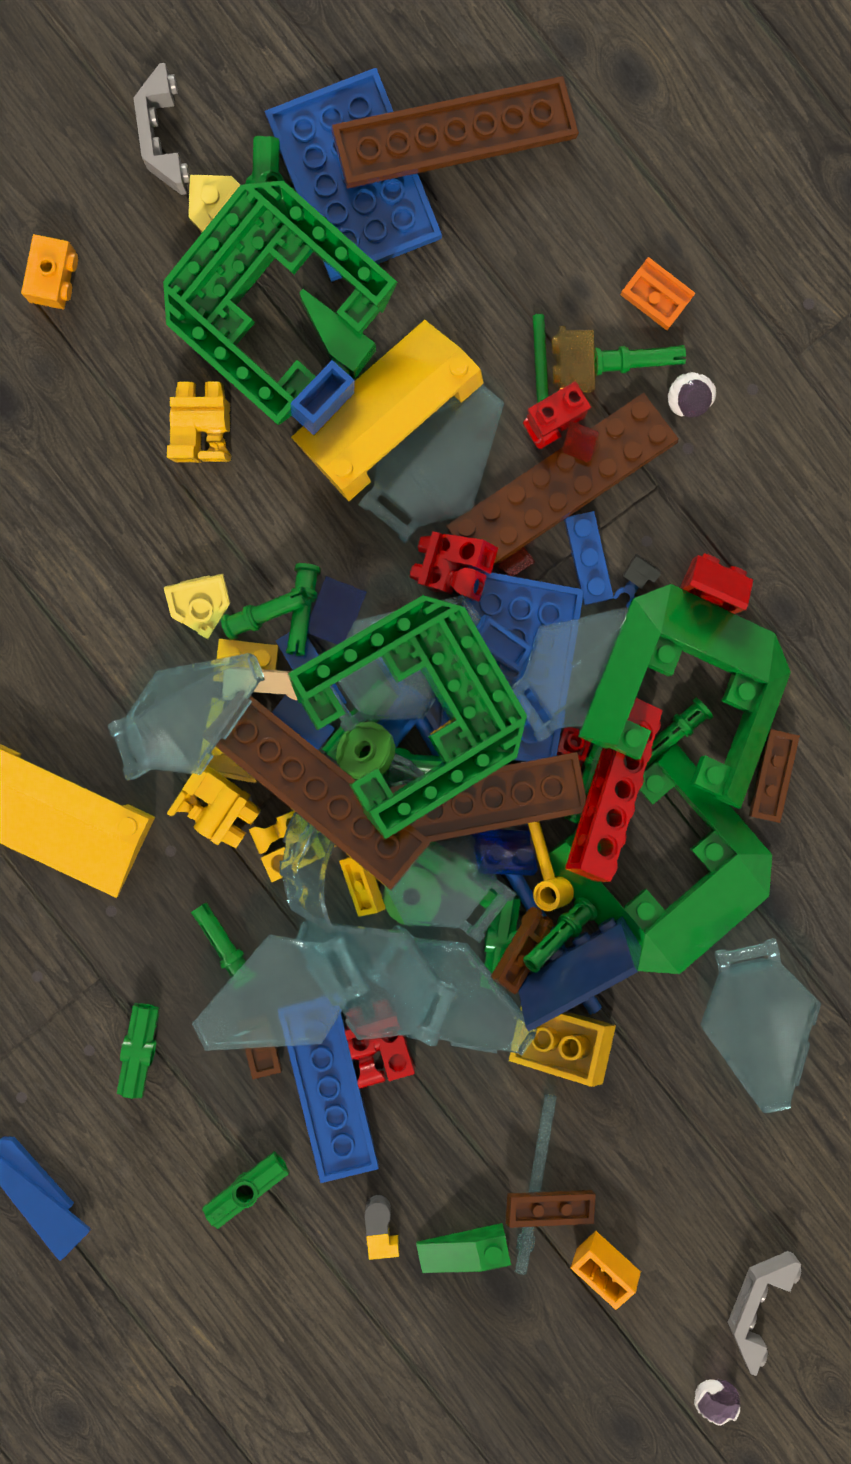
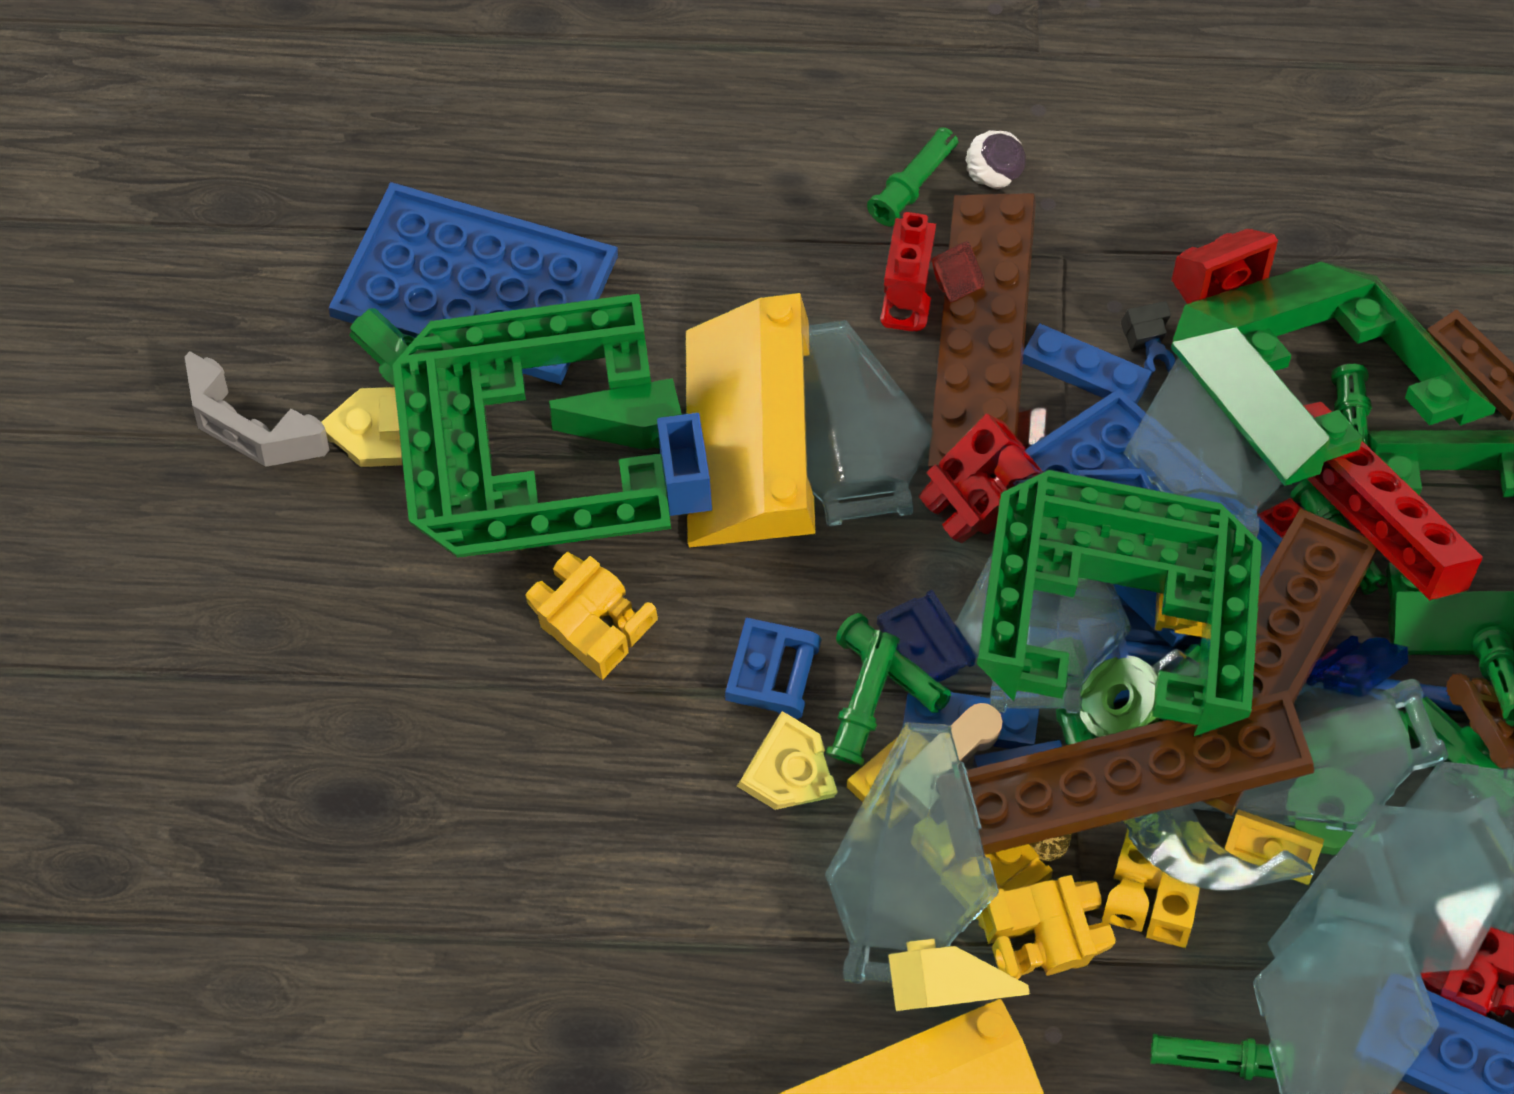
camera: 55 degrees left, 30 degrees down
(49, 272) = (278, 632): light orange brick -> none
(126, 786) = (945, 977): none -> light yellow slope
(246, 537) = (758, 665): none -> blue plate
(454, 131) = (526, 163): reddish brown plate -> none
(540, 357) = (831, 261): green bar -> none
(542, 891) = (1416, 646): yellow piece -> none
(574, 358) = (857, 231): clear yellow bracket -> none
(657, 293) = (863, 115): orange plate -> none

